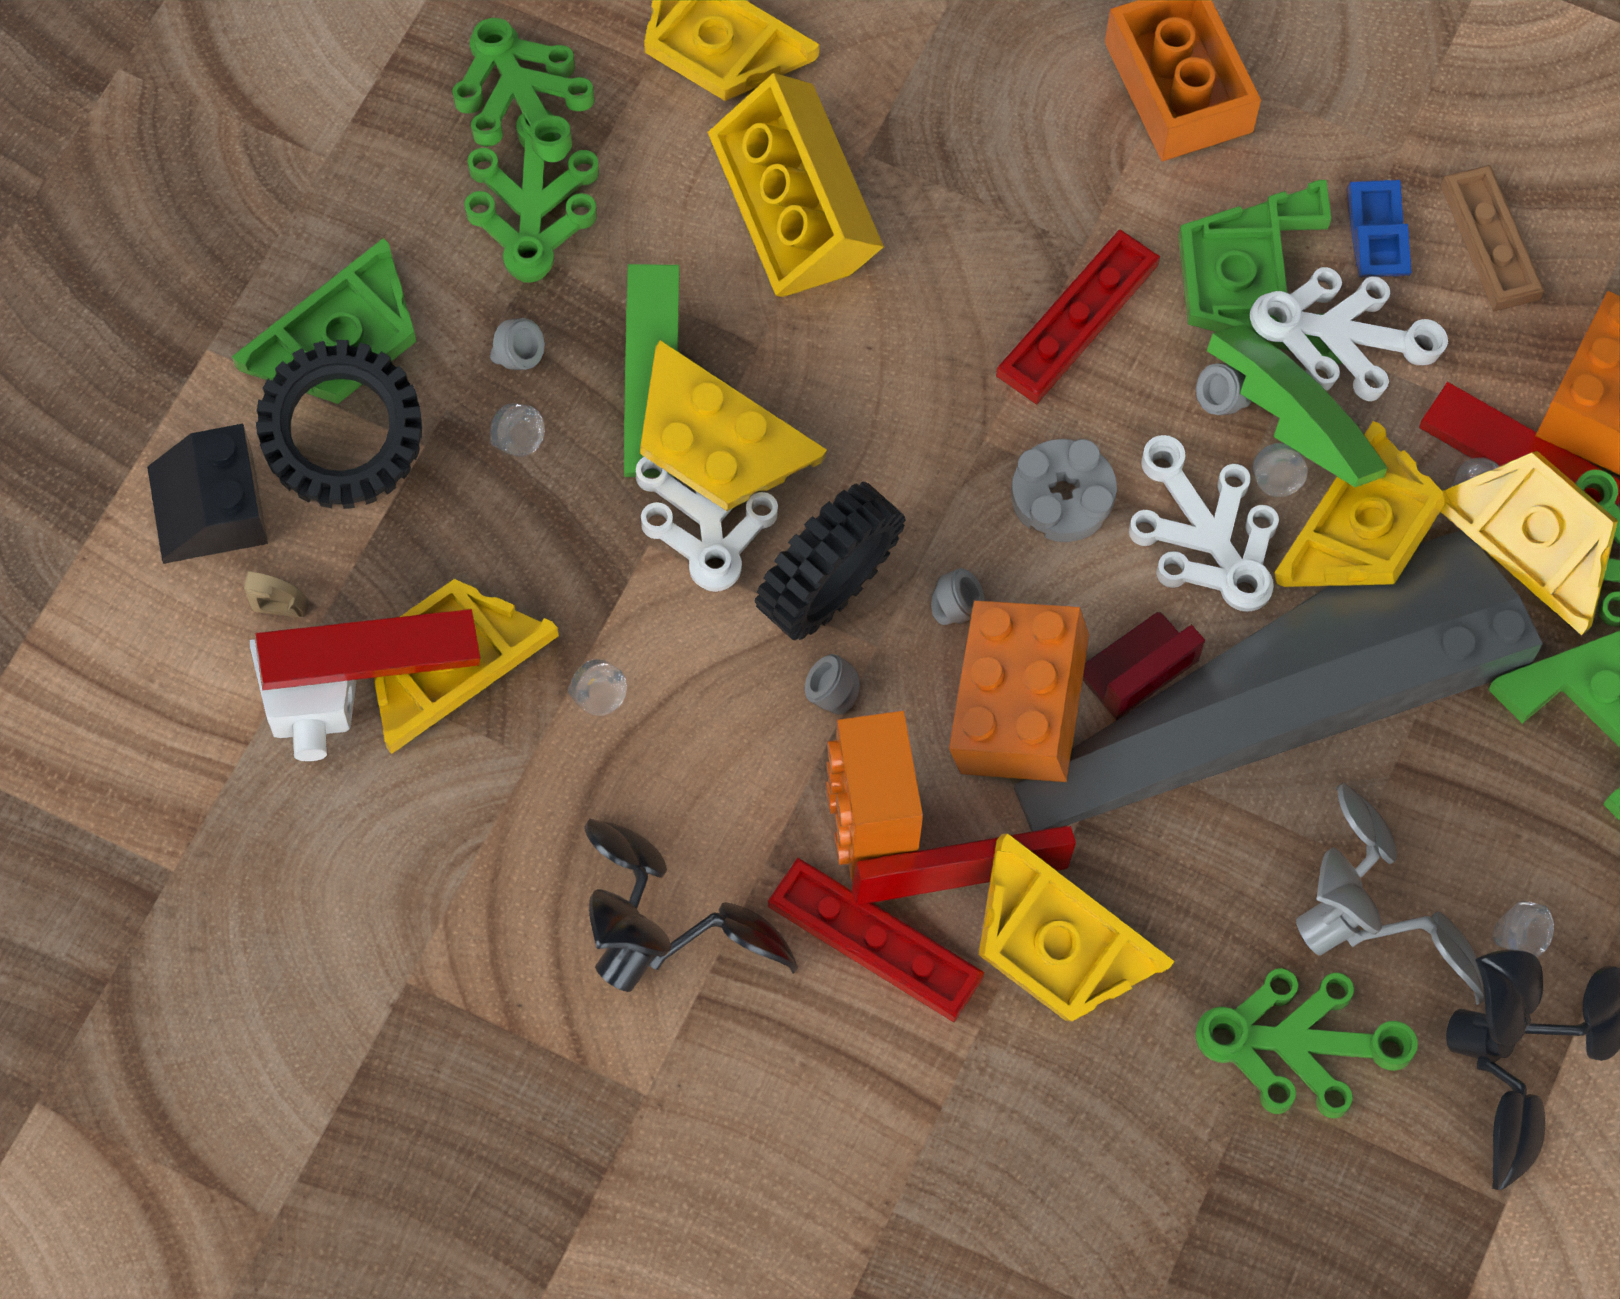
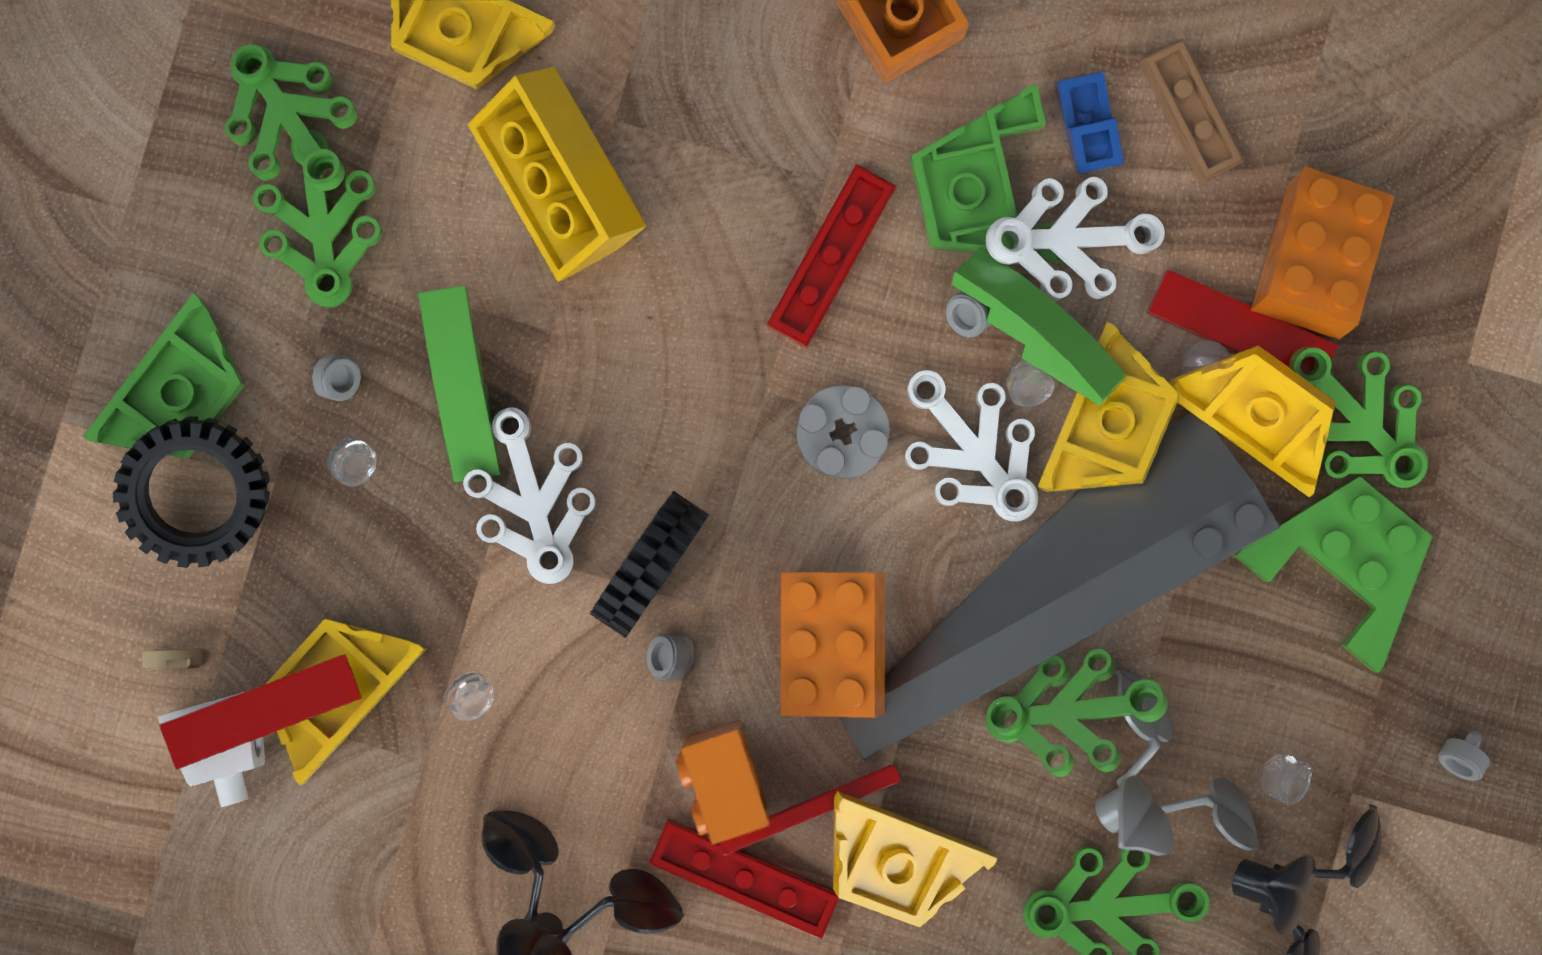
camera: 10 degrees left, 20 degrees up
(207, 495) = (94, 573): black slope -> none
(716, 434) = (527, 446): yellow wing -> none
(955, 597) = (766, 556): light grey tile -> none
(1141, 663) = (932, 586): dark red panel -> none
(1219, 810) = (1069, 709): none -> bright green plant

